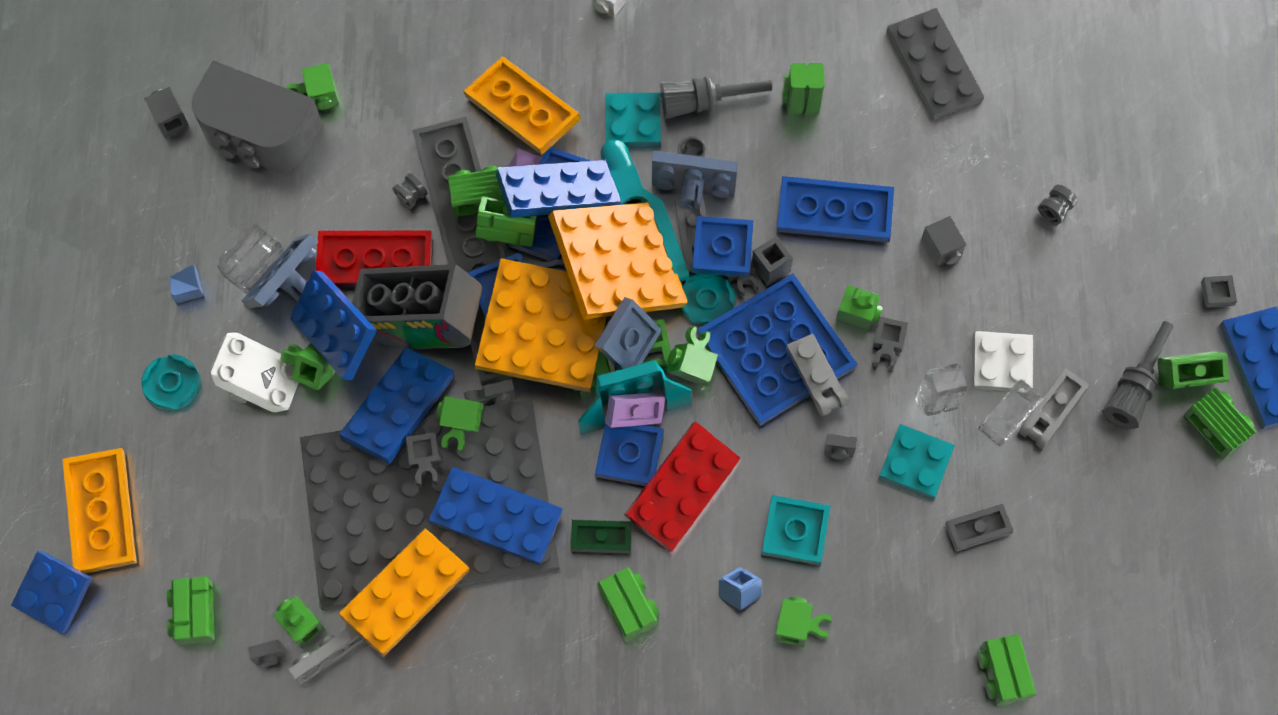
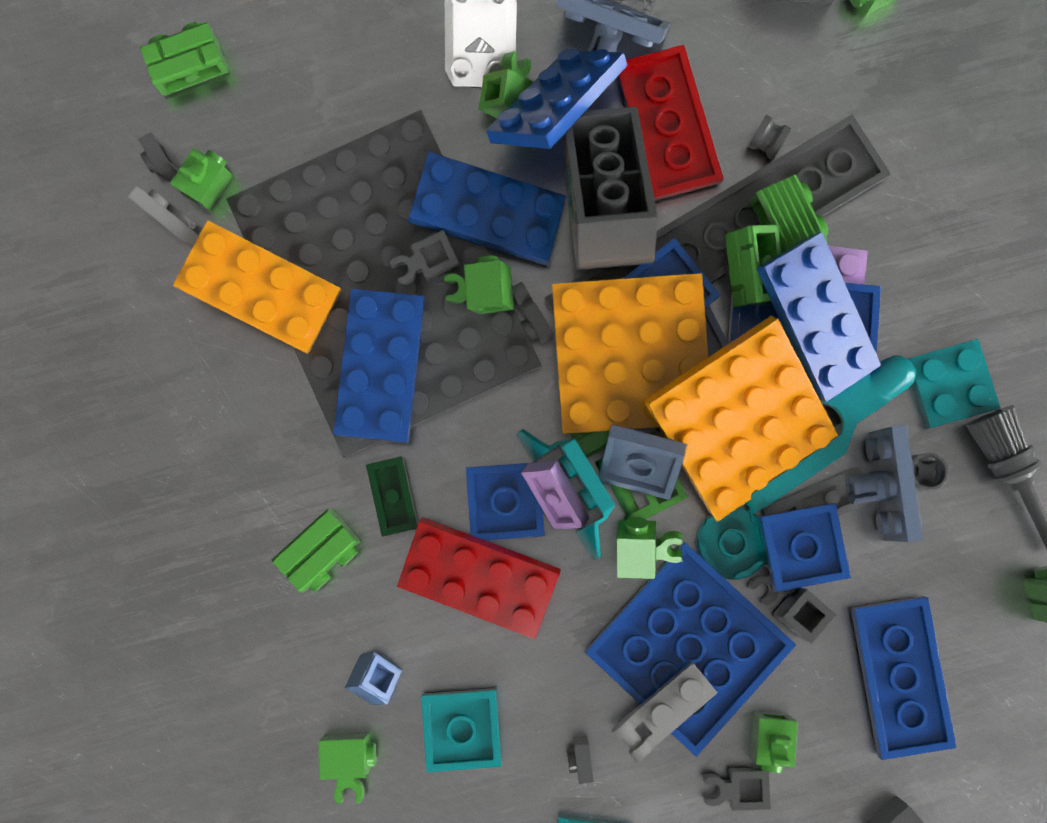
camera: 80 degrees right, 15 degrees up
(522, 105) = (927, 239): light orange plate -> none

